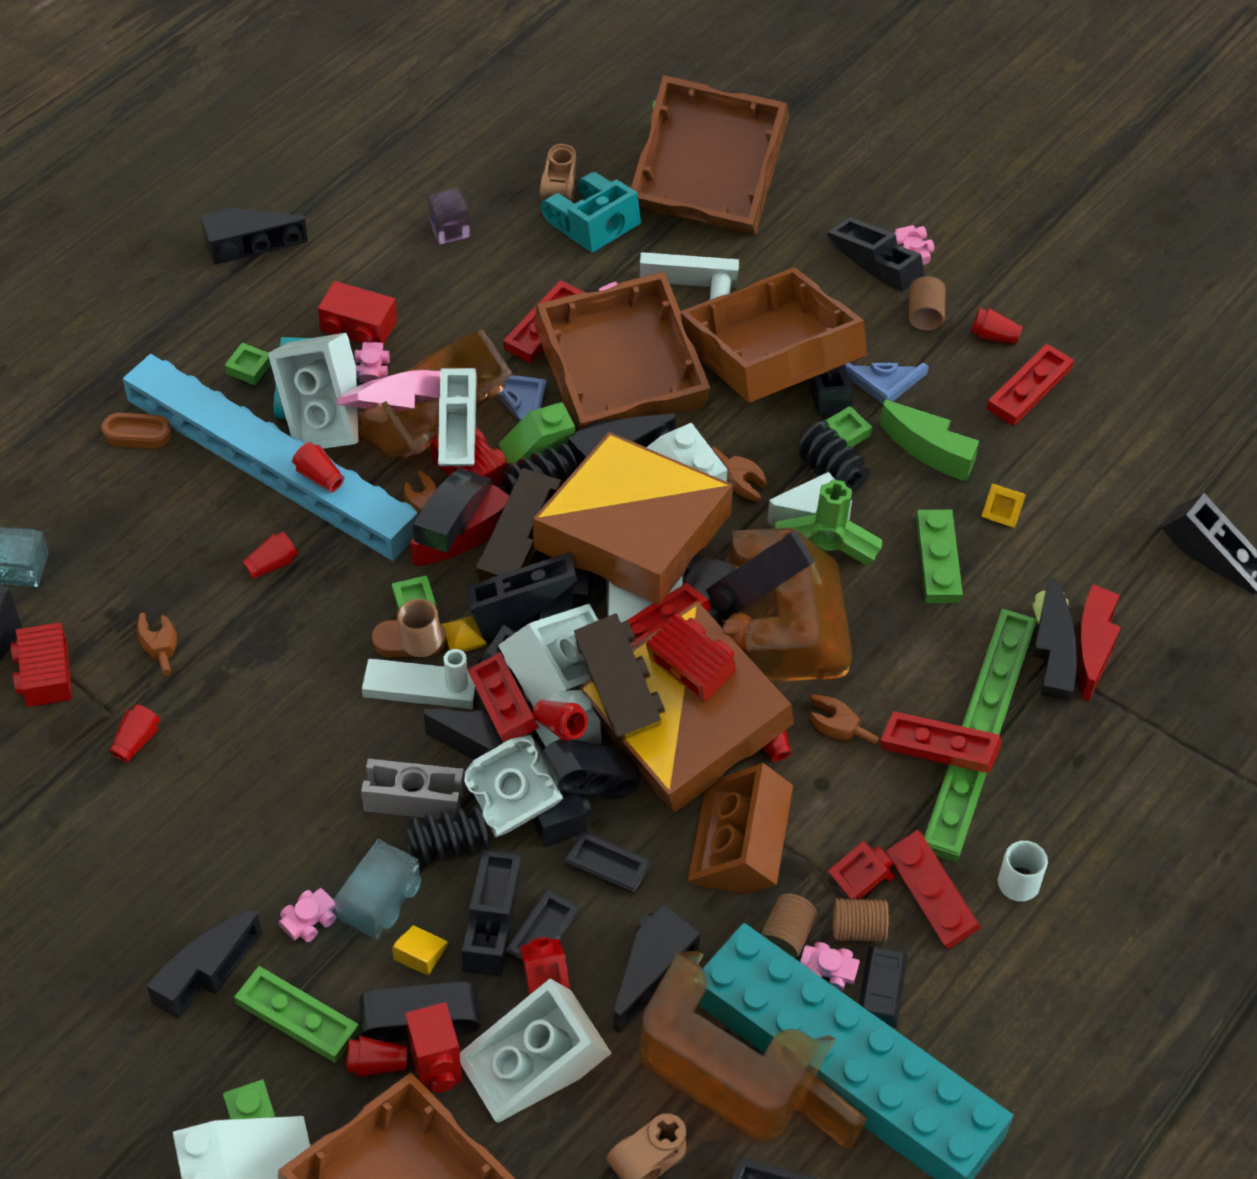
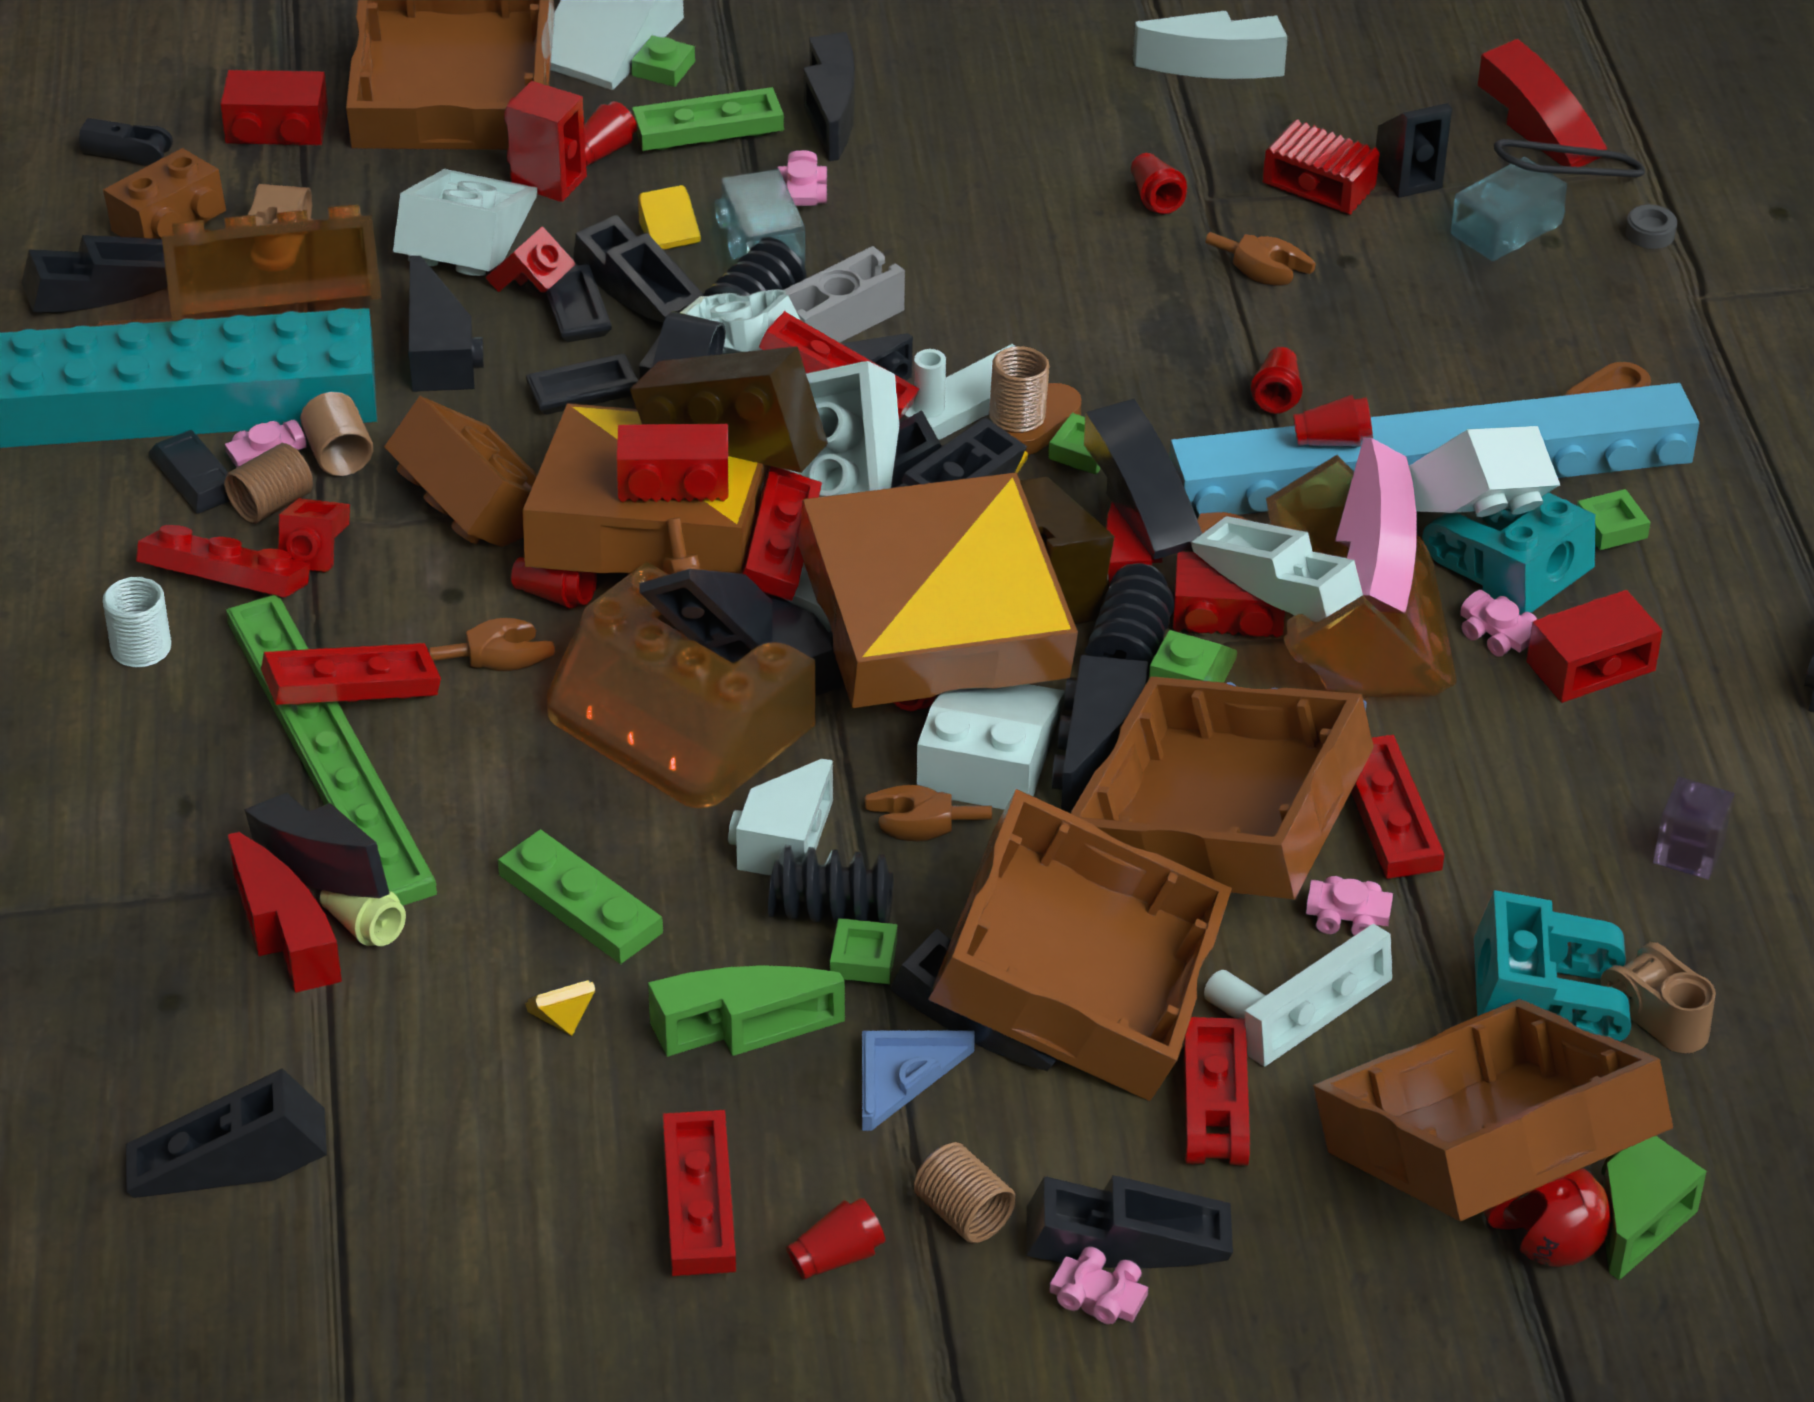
camera: 135 degrees right, 10 degrees down
(385, 1009) = (603, 179): black beam -> none
(562, 718) = (729, 331): red cone -> none
(777, 263) = (1216, 1090): none -> red plate
(831, 526) = (718, 770): bright green piece -> none

